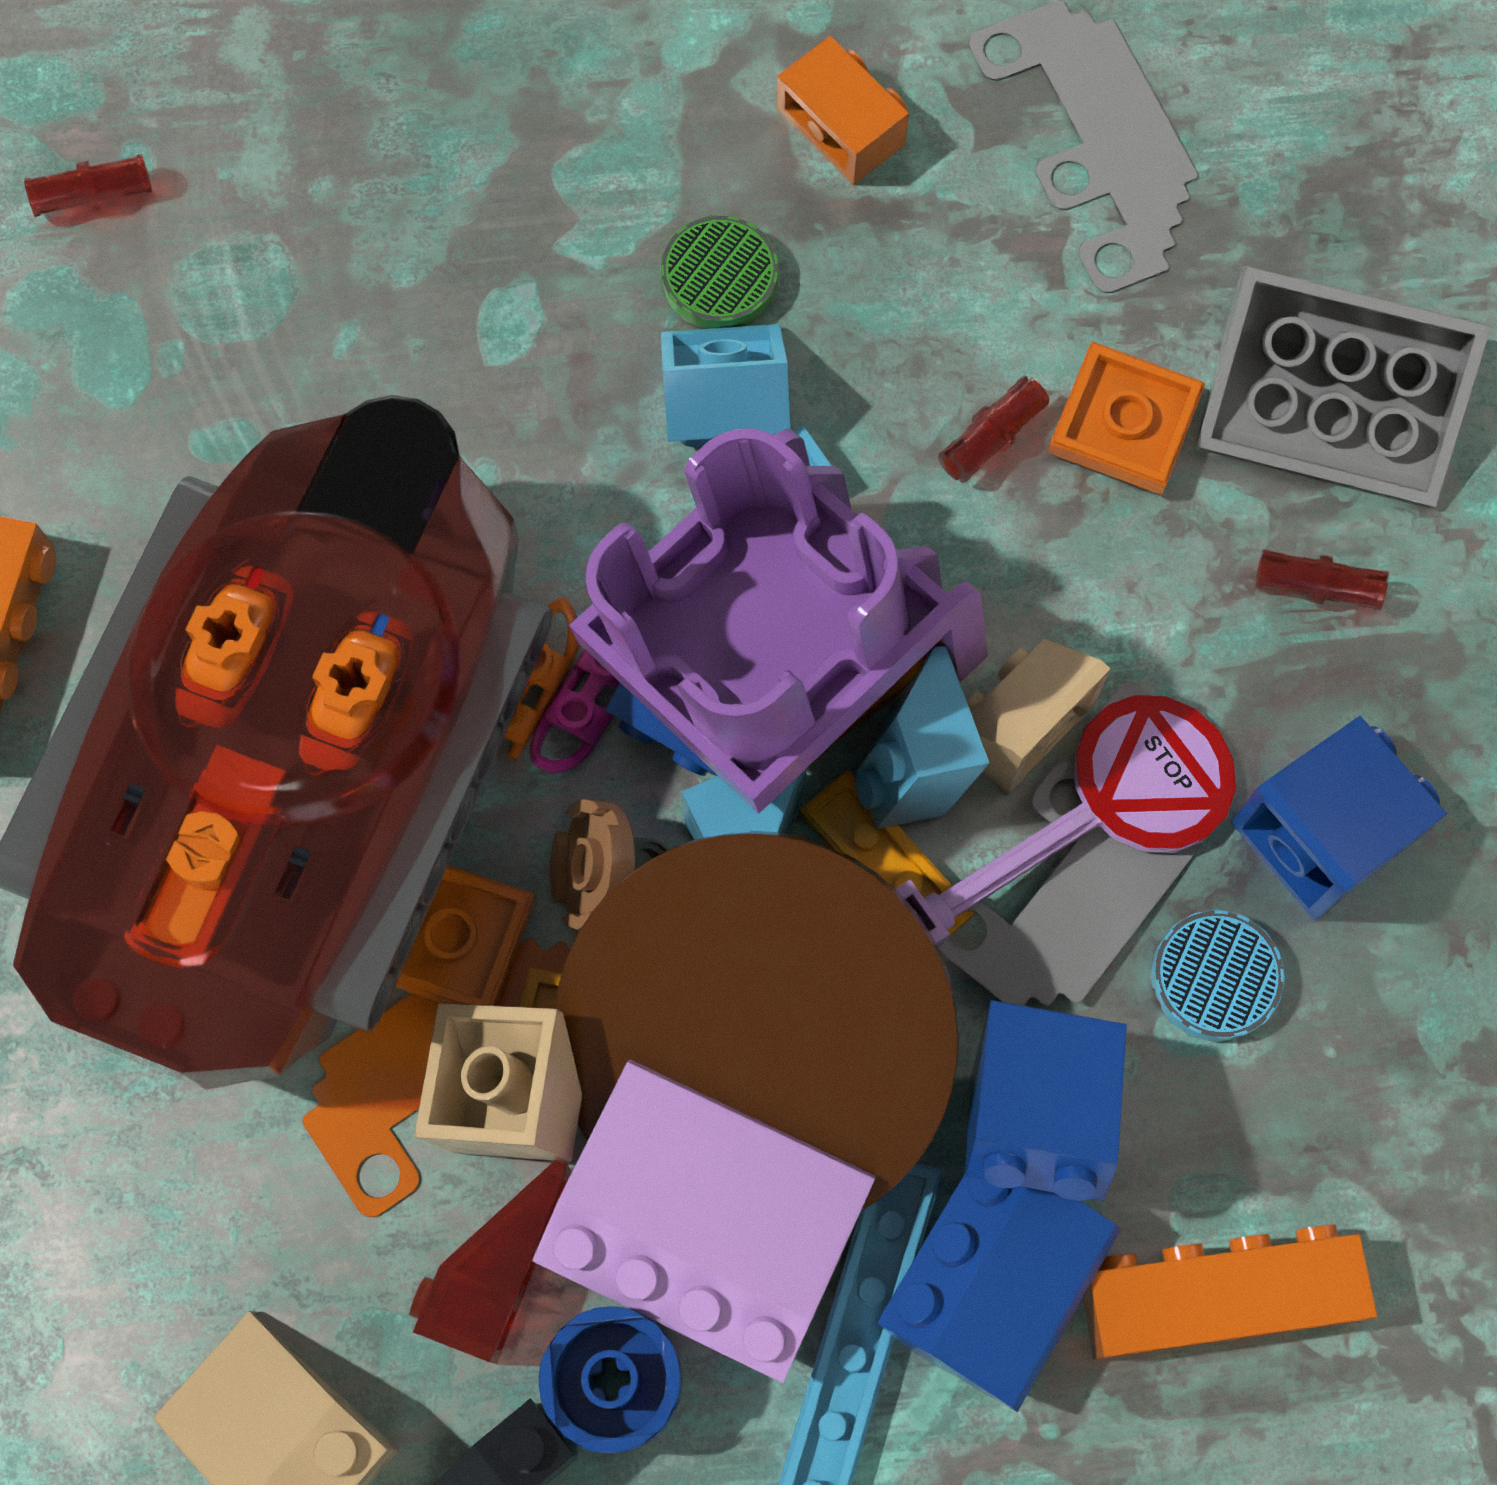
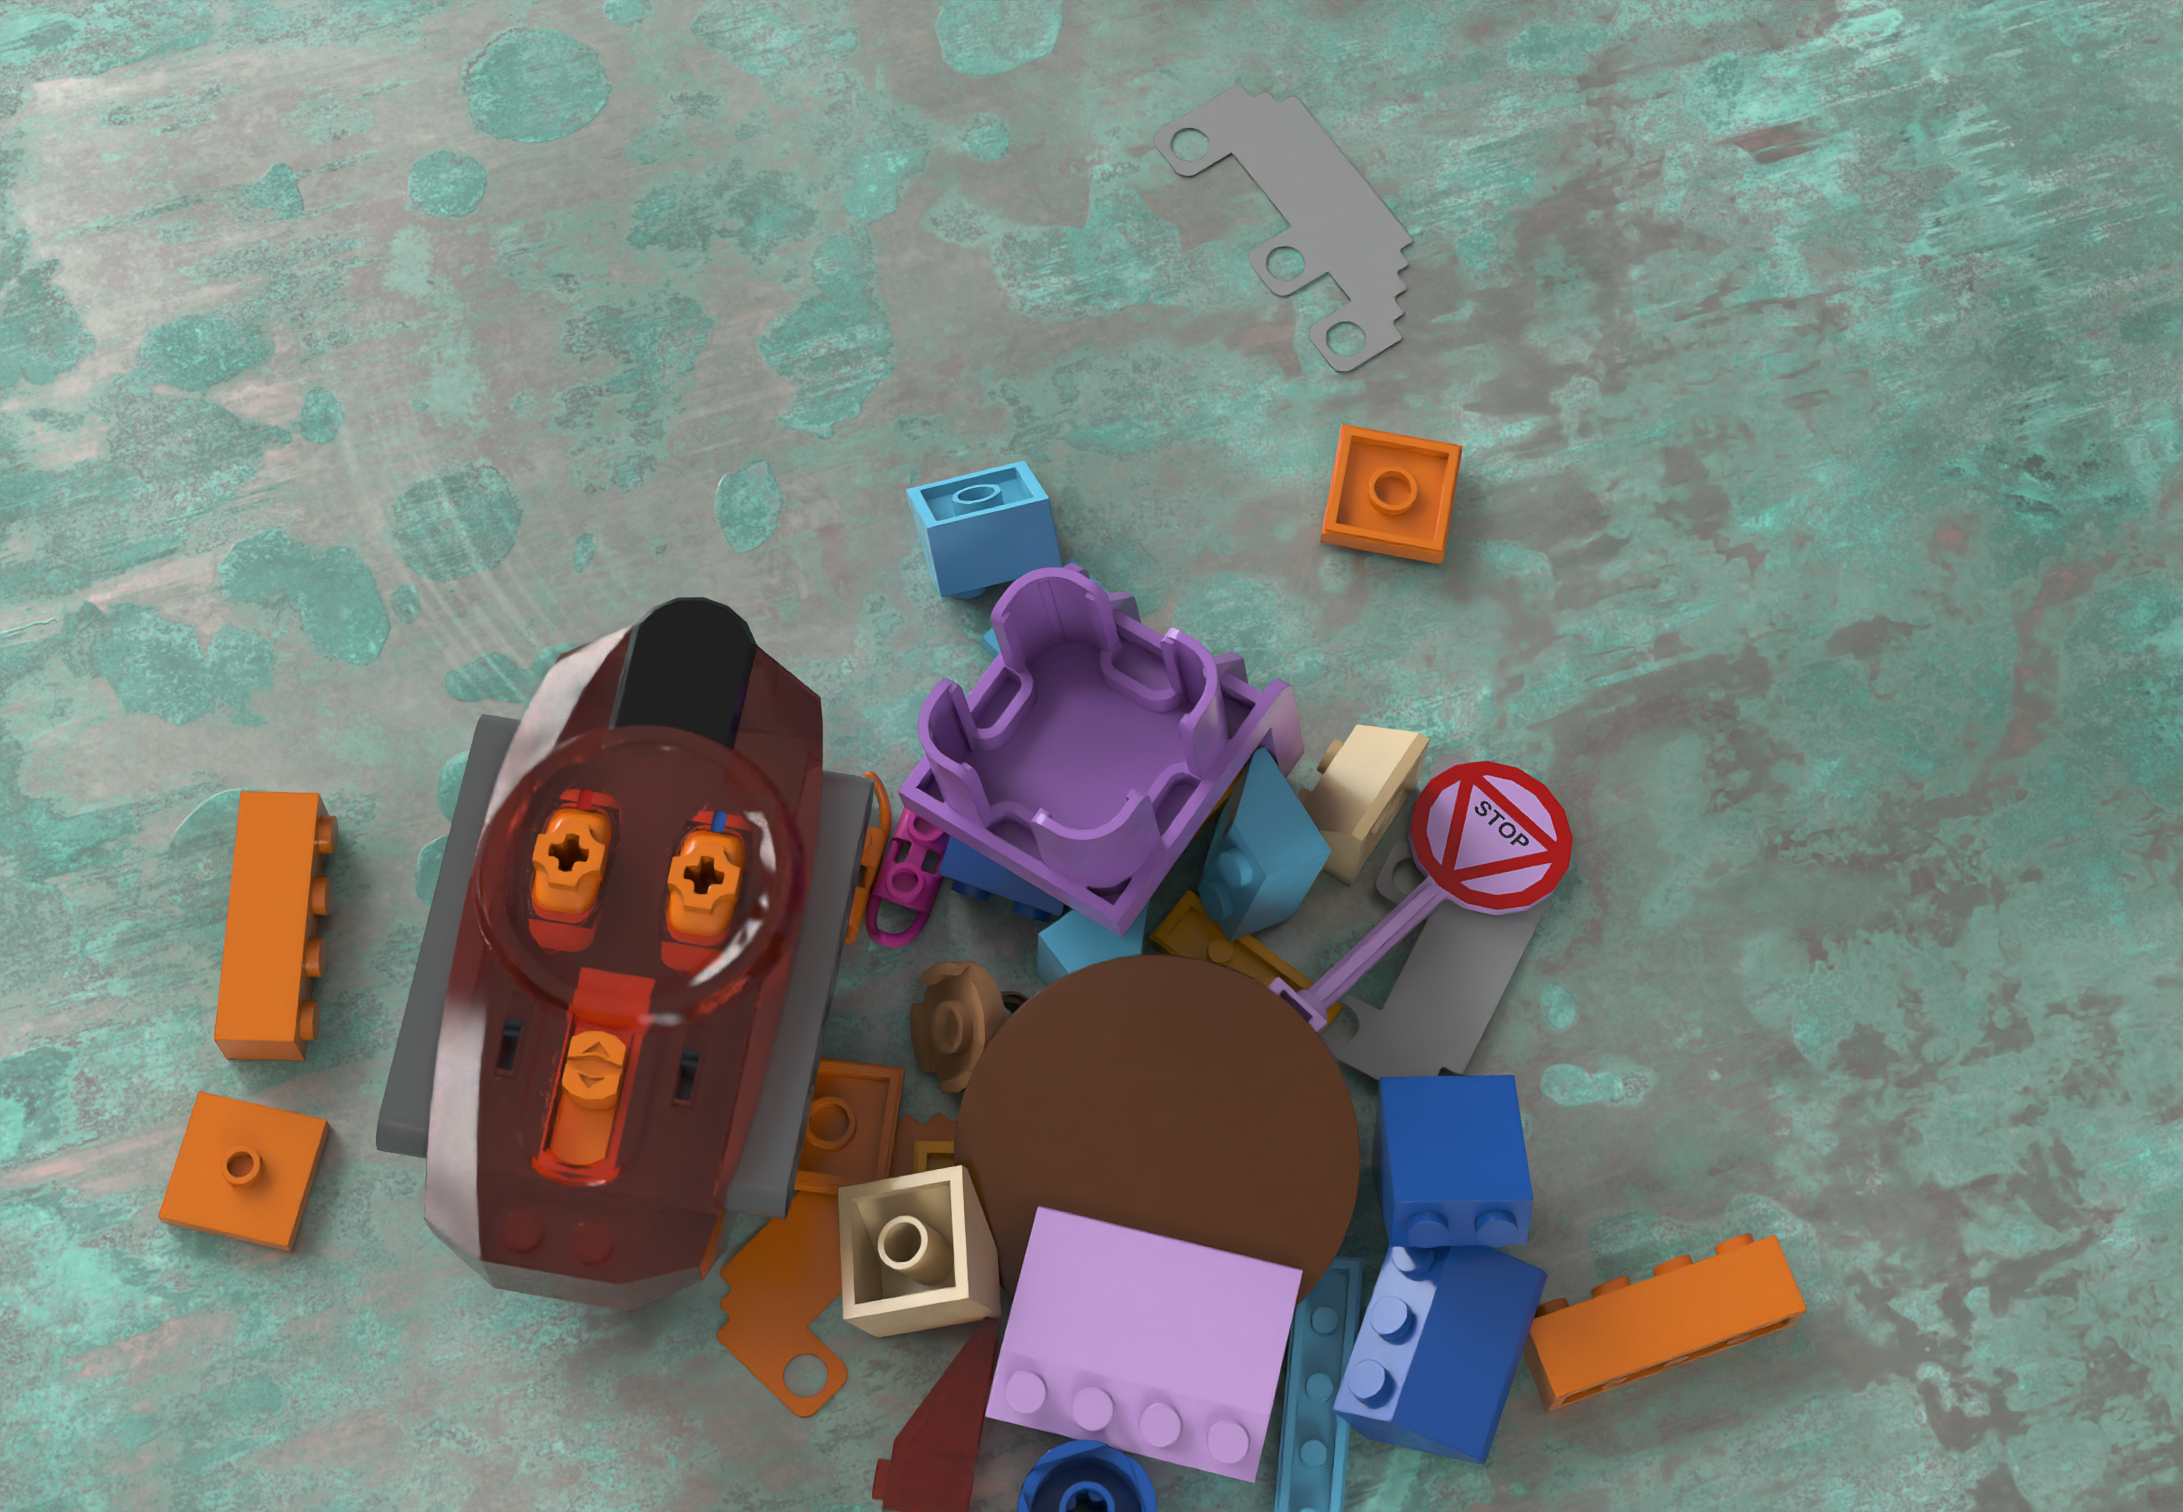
camera: 15 degrees left, 5 degrees down
(88, 185) = (283, 441): clear red pin -> none
(719, 272) = (953, 419): tile -> none
(842, 109) = (1044, 233): orange brick -> none
(993, 429) = (1262, 528): clear red pin -> none
(1217, 975) = (1591, 1021): tile -> none
(1321, 579) = (1614, 619): clear red pin -> none
(1338, 815) = (1675, 845): blue slope -> none
(1341, 385) = (1594, 426): light grey slope -> none

